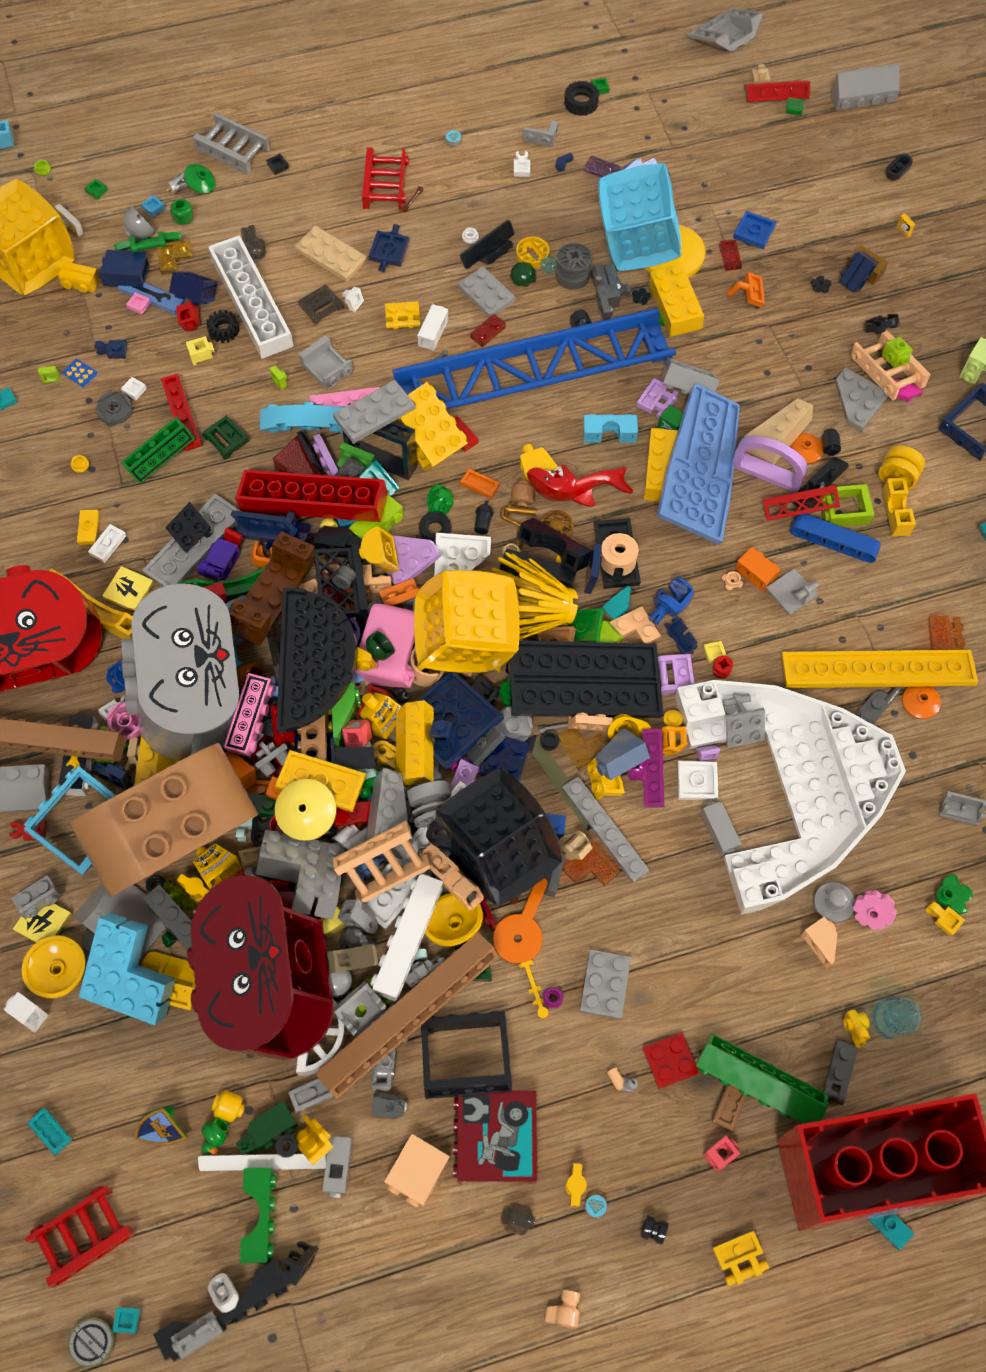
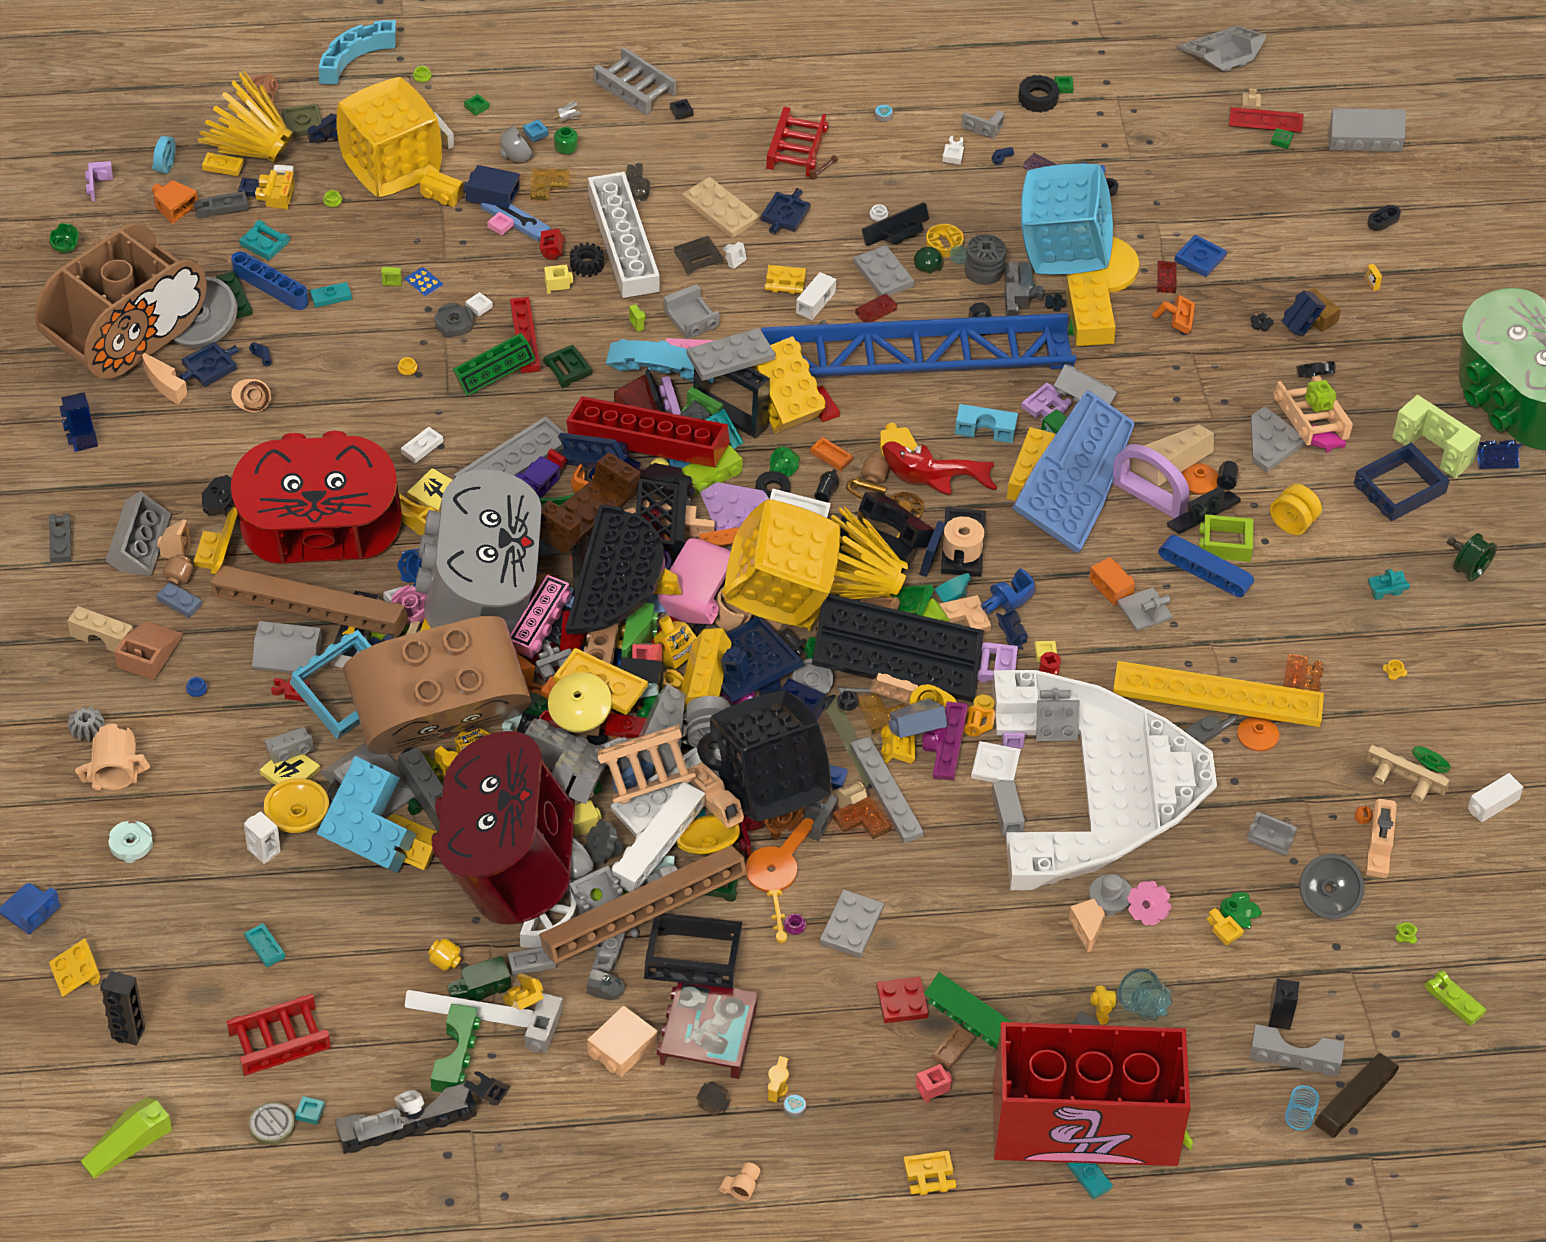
camera: 10 degrees right, 15 degrees down
(88, 527) = (404, 426): yellow plate -> none
(113, 349) = (465, 263): dark blue plate -> none
(159, 1128) = (373, 959): shield -> none
(160, 240) = (539, 164): green bar -> none
(188, 527) = (511, 441): black hinge -> none
(193, 286) = (563, 215): clear blue brick -> none
(199, 178) = (592, 111): green dish -> none
(215, 1134) = (428, 974): green animal -> none
(286, 1153) = (496, 999): black plate -> none
(344, 577) = (665, 507): dark grey wheel -> none
(352, 958) = (598, 844): dark tan bracket -> none
(355, 917) = (607, 810): light grey leg -> none
(379, 549) = (708, 491): yellow brick -> none
(379, 646) = (687, 573): dark green hair -> none
(485, 745) = (780, 683): dark grey plate -> none
(620, 1083) = (853, 1011): arm -> none
(654, 1230) = (848, 1133): black wheel -> none
(732, 576) = (1082, 588): light nougat plate -> none
(801, 496) = (1175, 518): red fence -> none
(900, 518) = (1282, 547): yellow arch -> none

